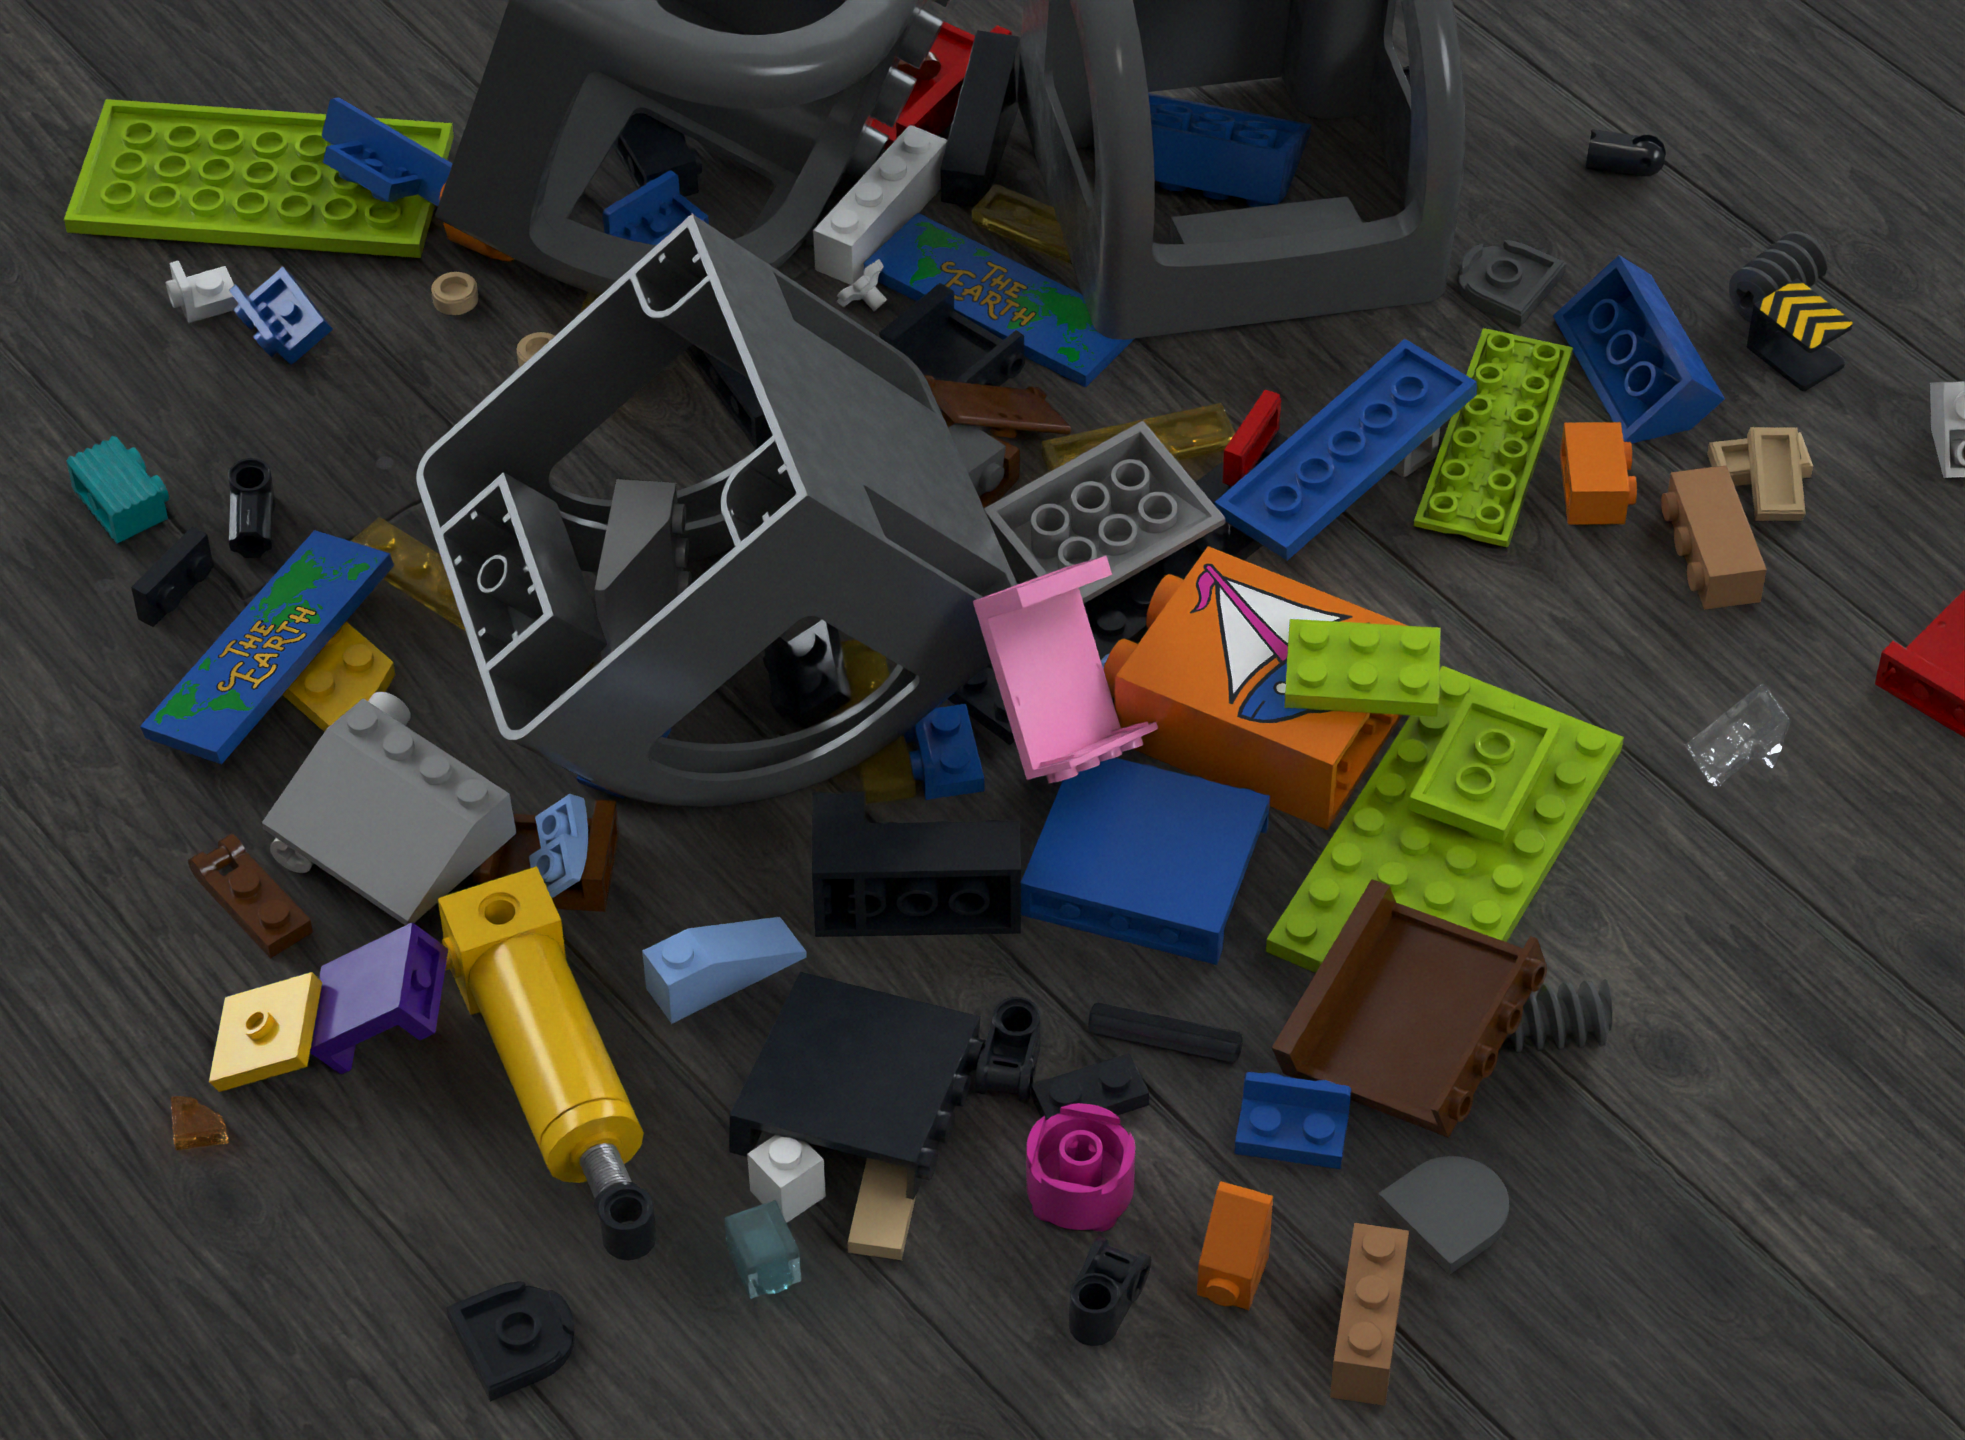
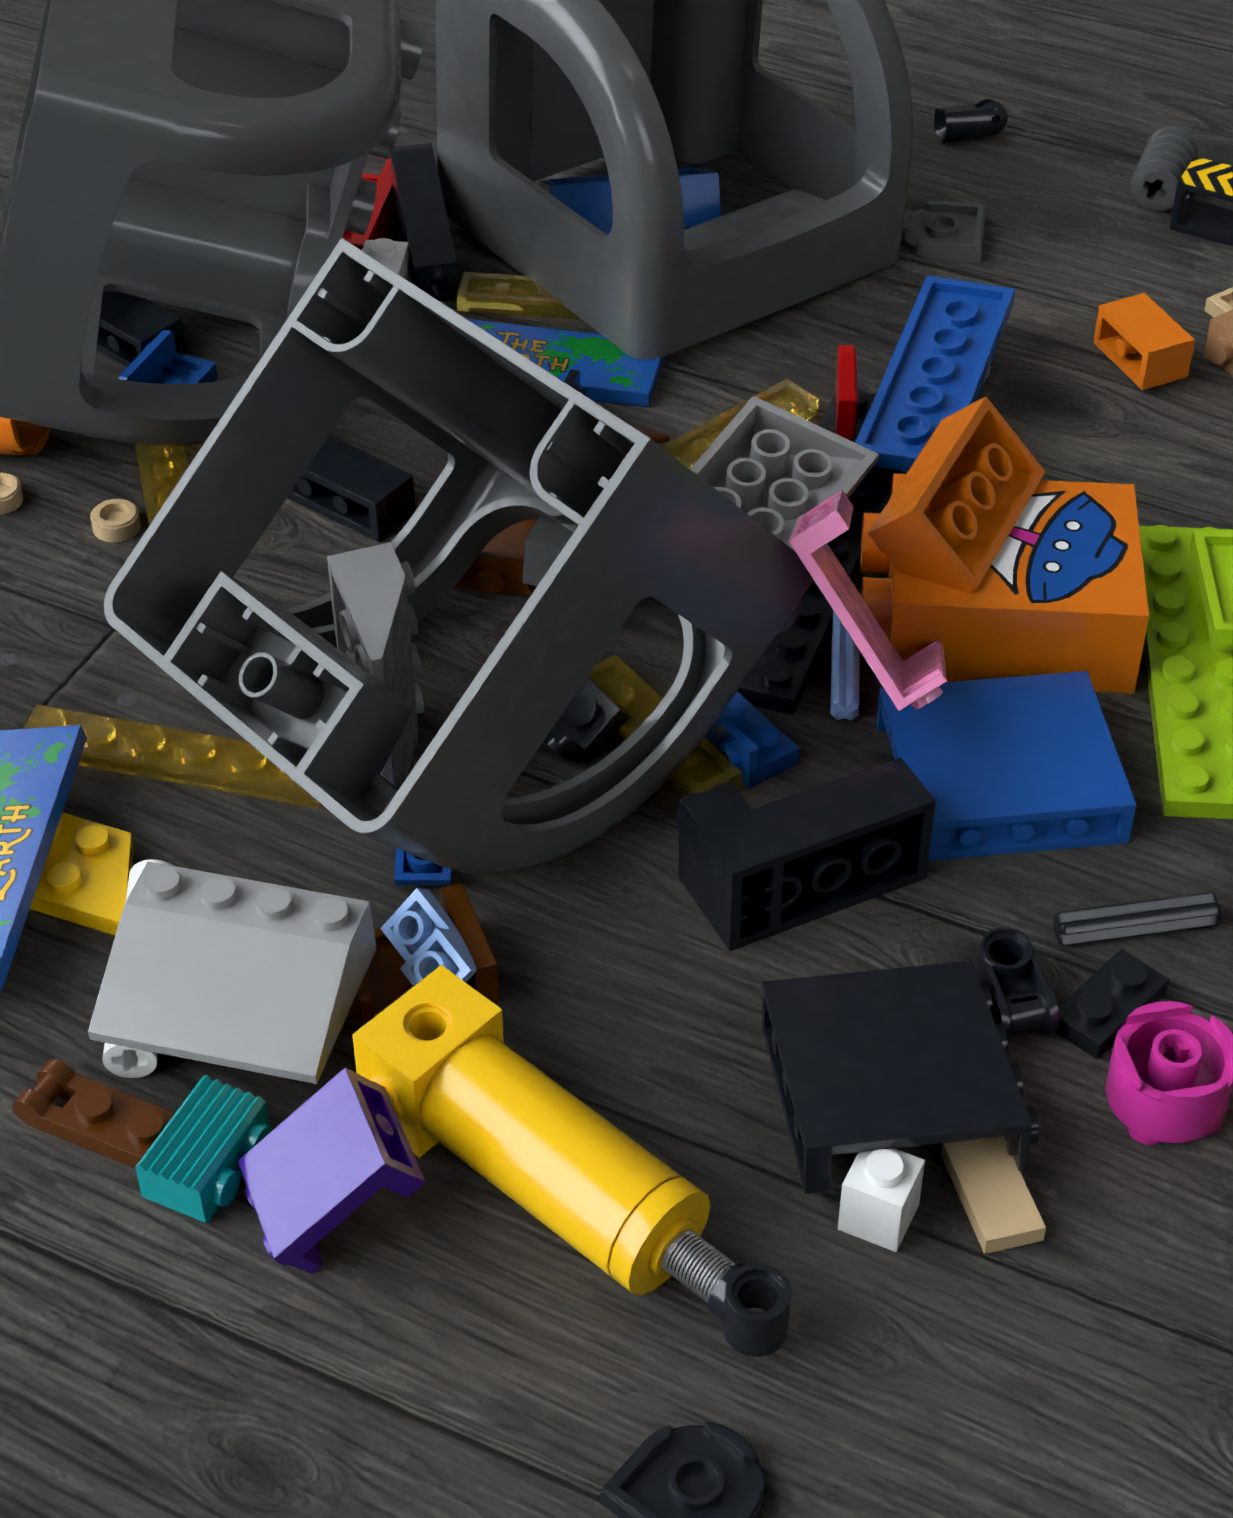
camera: 25 degrees left, 5 degrees down
(196, 1124) = (177, 1394): clear orange tile -> none
(265, 1032) = (211, 1257): yellow plate -> none
(305, 940) = (198, 1151): none -> teal brick
(716, 962) = (654, 1011): light blue slope -> none
(763, 1249) = (909, 1285): clear light blue brick -> none
(1233, 595) = (959, 499): none -> orange slope
(1363, 667) = (1114, 526): lime plate -> none
(1495, 438) = (1038, 356): lime plate -> none
(1637, 354) = (1098, 246): blue slope -> none

